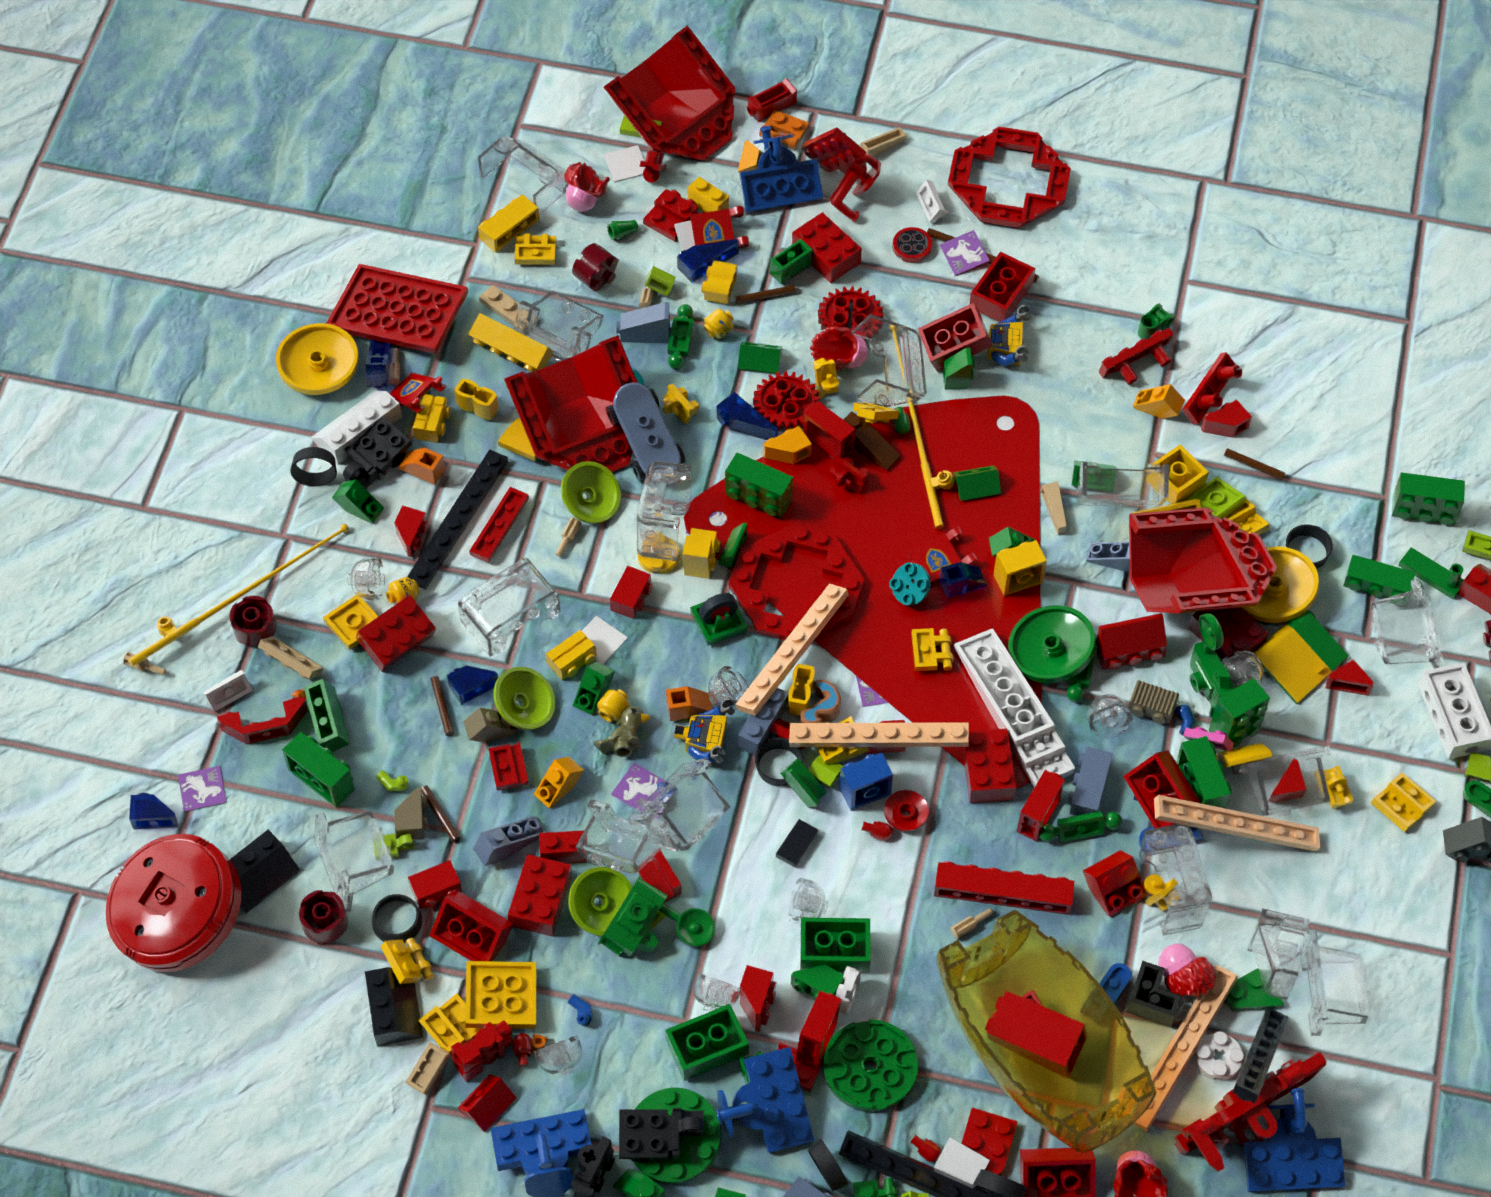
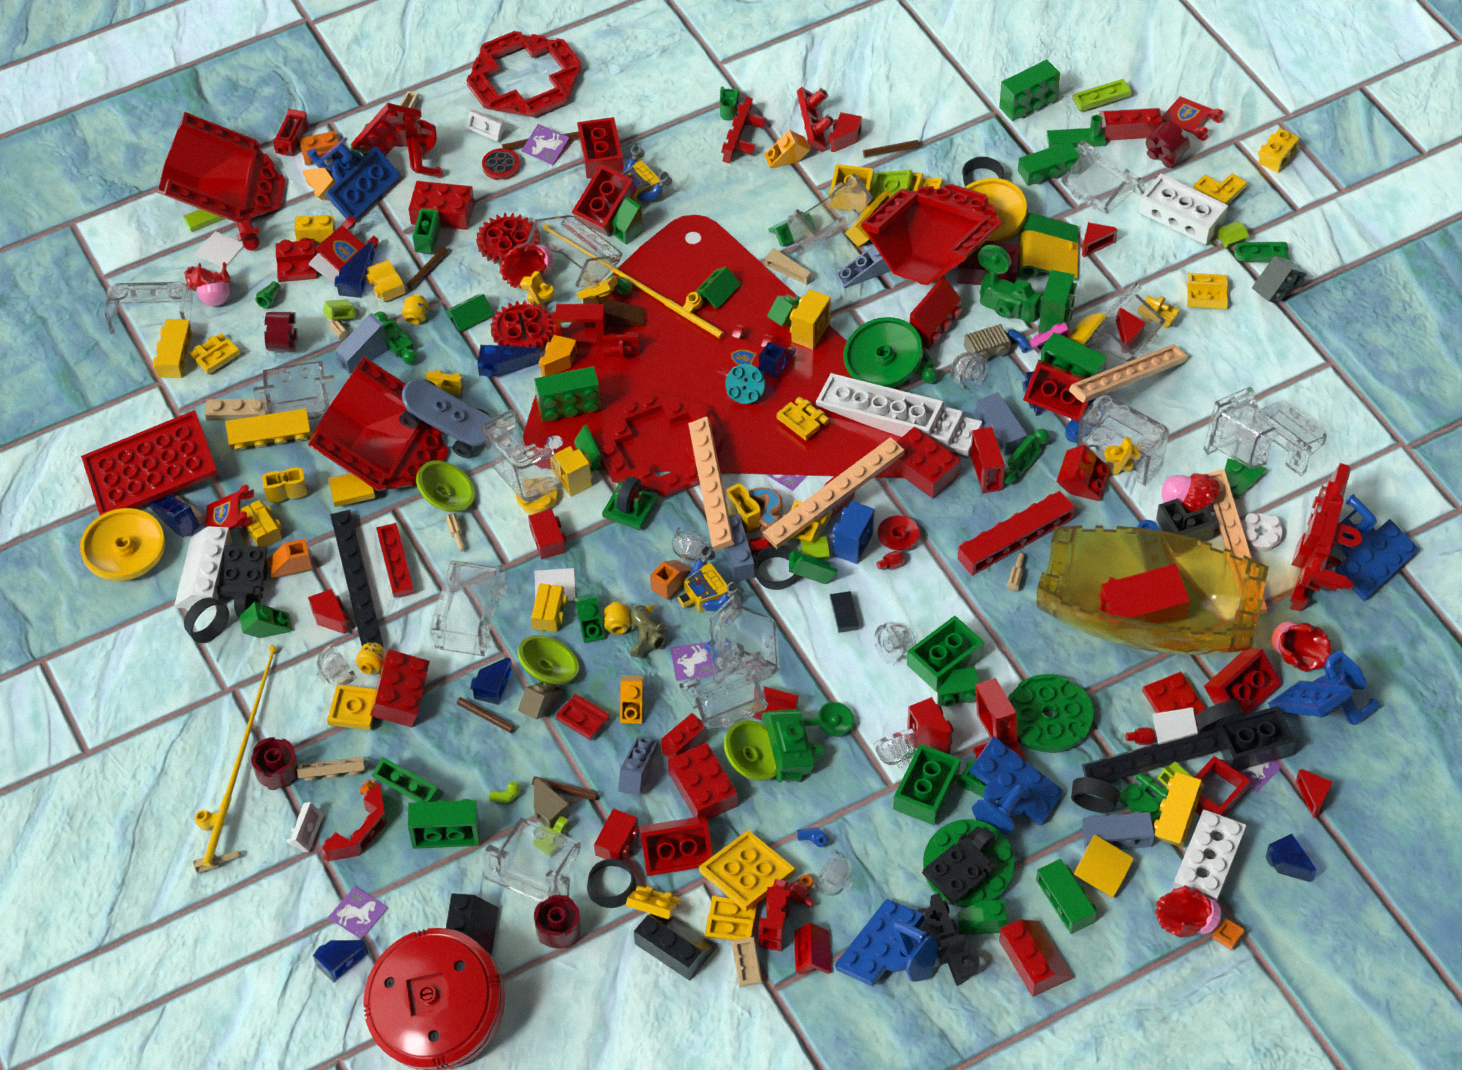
camera: 40 degrees left, 5 degrees down
(847, 990) = (985, 668): white plate -> none
(1244, 667) = (1030, 273): clear cylinder -> none
(1260, 1055) = (1302, 497): black plate -> none

